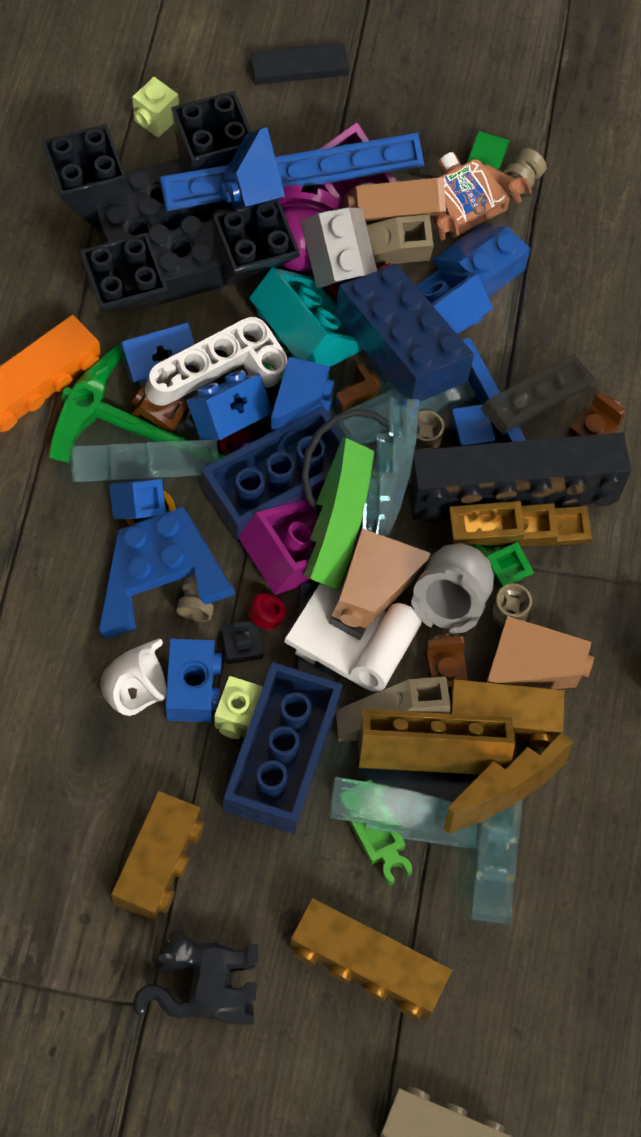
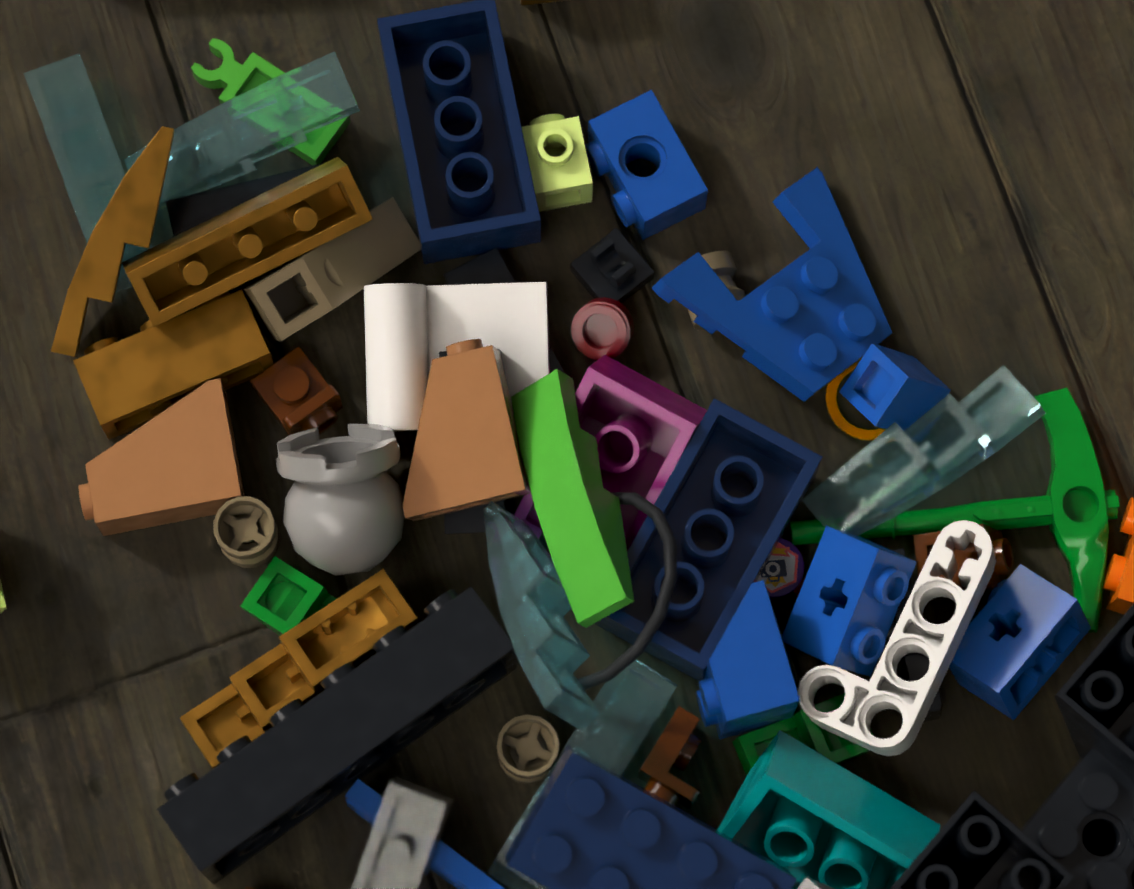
camera: 155 degrees right, 10 degrees up
(134, 669) = (746, 114): white piece -> none
(471, 426) = (460, 779): blue panel -> none

